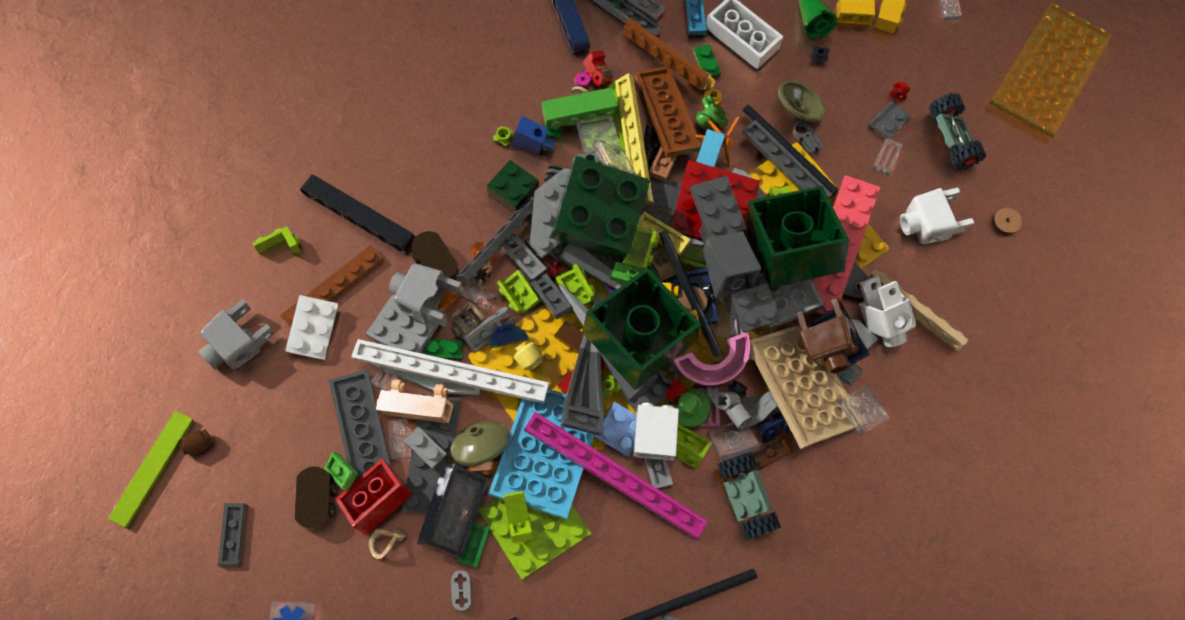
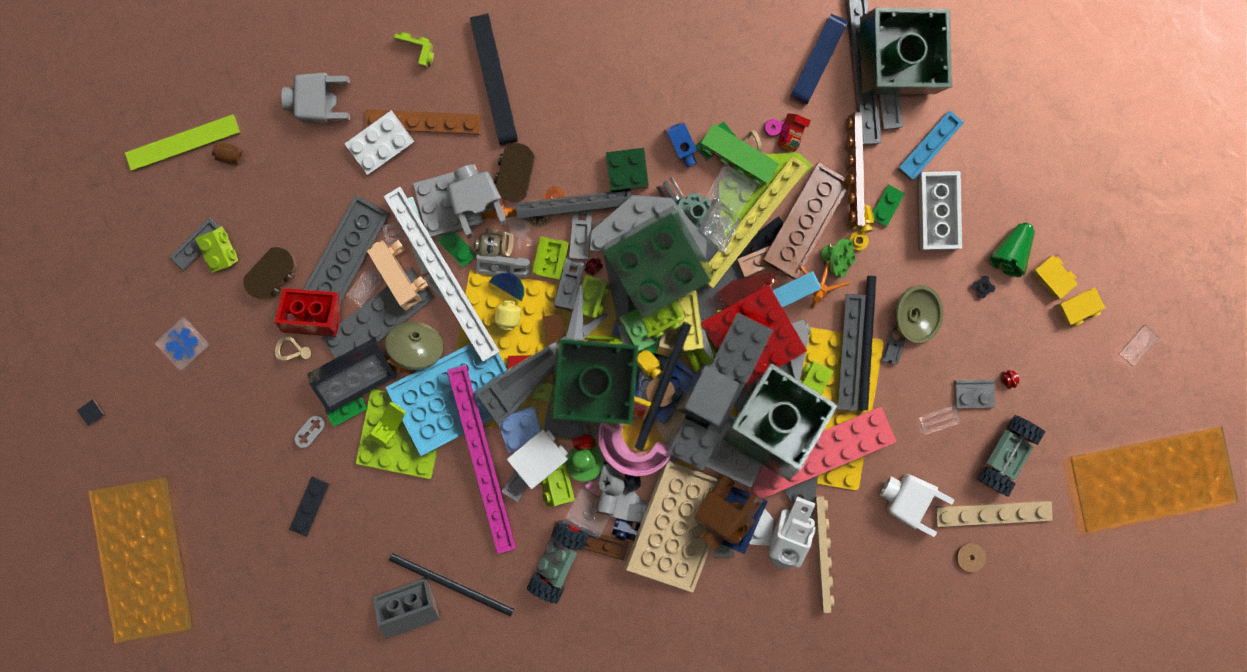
camera: 50 degrees right, 20 degrees up
(252, 520) = (216, 249): none -> lime bracket
(340, 471) = (303, 272): bright green plate -> none
(425, 448) = (375, 311): light grey plate -> none
(503, 131) = (664, 112): lime plate -> none
(672, 183) = (742, 287): none -> clear red slope
(863, 409) = (703, 583): clear plate -> none
(987, 180) = (994, 513): none -> tan plate

